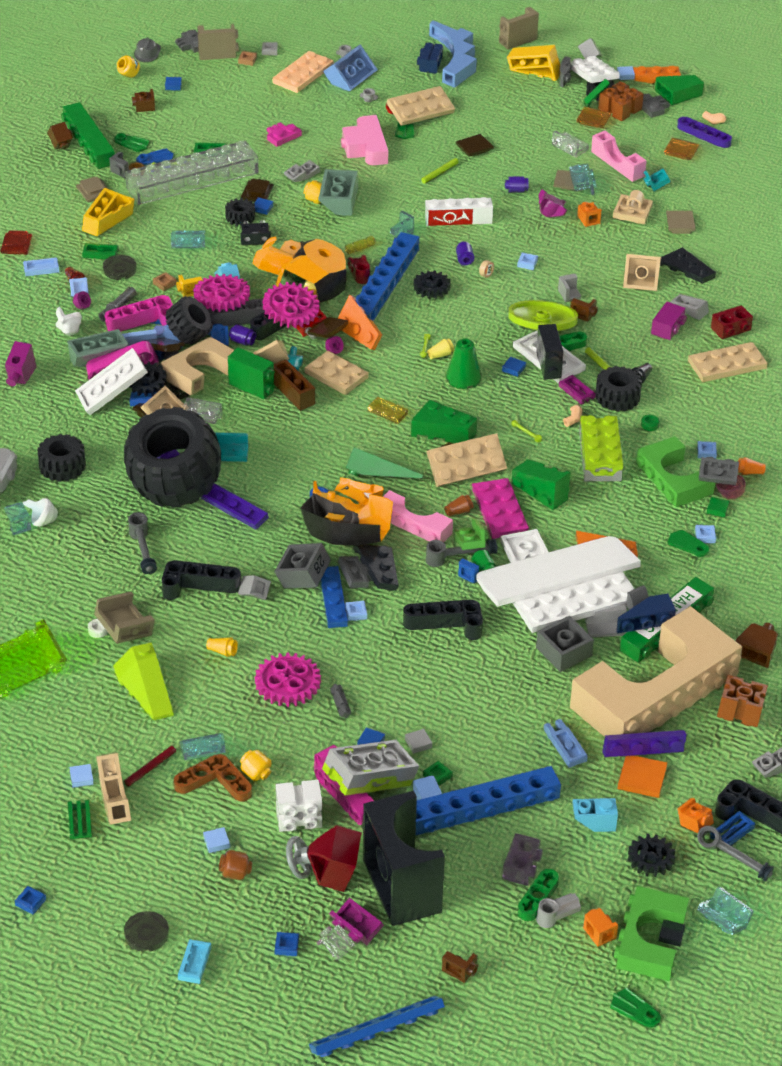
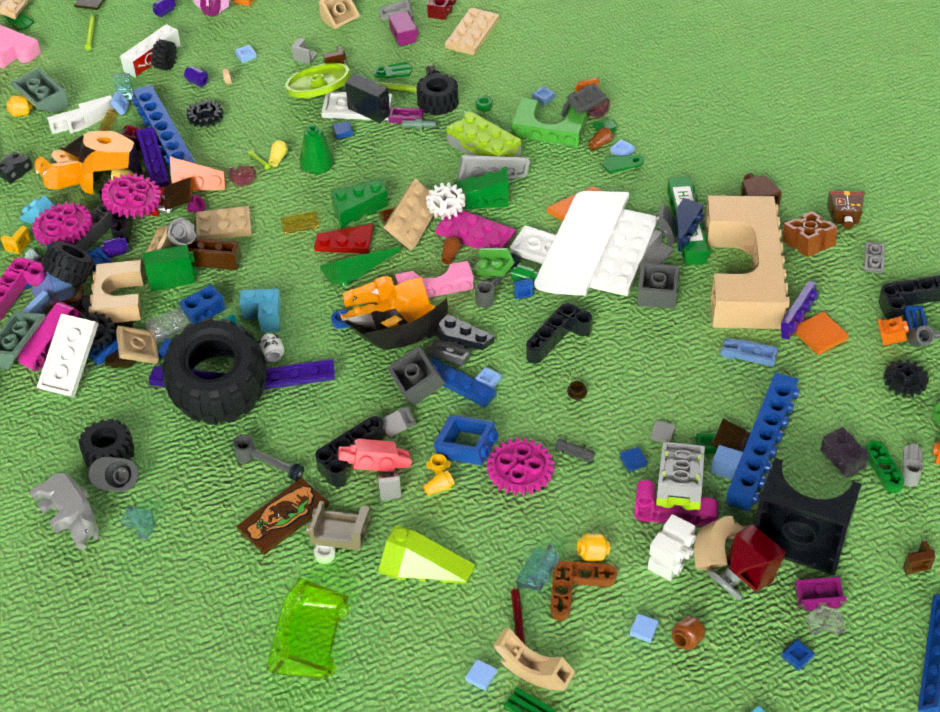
camera: 45 degrees left, 5 degrees up
(41, 477) = (113, 474): none -> dark grey piece
(42, 511) = (151, 498): white hat -> none
(95, 584) = (281, 516): none -> tile
(190, 620) = (389, 485): none -> light grey slope
(204, 593) = (375, 455): none -> coral hinge
(241, 416) = (203, 304): none -> blue brick
(242, 634) = (438, 463): none -> yellow plate
(245, 476) = (271, 347): none -> white head
(273, 622) = (453, 426): none -> blue window
(275, 447) = (264, 306): none -> medium azure brick
(280, 350) = (181, 232): none -> light grey hair
(318, 821) = (710, 543): none -> tan arch
(347, 230) = (84, 117): none -> white slope
(350, 286) = (152, 156): none -> dark purple plate
(384, 236) = (120, 103): none -> light blue tile
(392, 348) = (242, 175): none -> clear pink hair
(400, 446) = (345, 240): none -> red wing
(401, 666) = (577, 390): none -> dark brown plate
(453, 778) = (730, 436): none -> dark brown piece
(465, 225) = (164, 54): none -> black tyre
(498, 466) = (445, 201): none -> white gear
(538, 438) = (428, 166): lime hinge -> none
(574, 400) = (419, 123): none -> sand green bar
(576, 413) = (429, 129): light nougat arm -> none
(581, 474) = (479, 165): none -> light grey wing
(596, 814) = (843, 377): medium azure slope -> none
(619, 350) = (393, 71): none -> green piece
(697, 512) = (601, 138): none -> dark orange cone

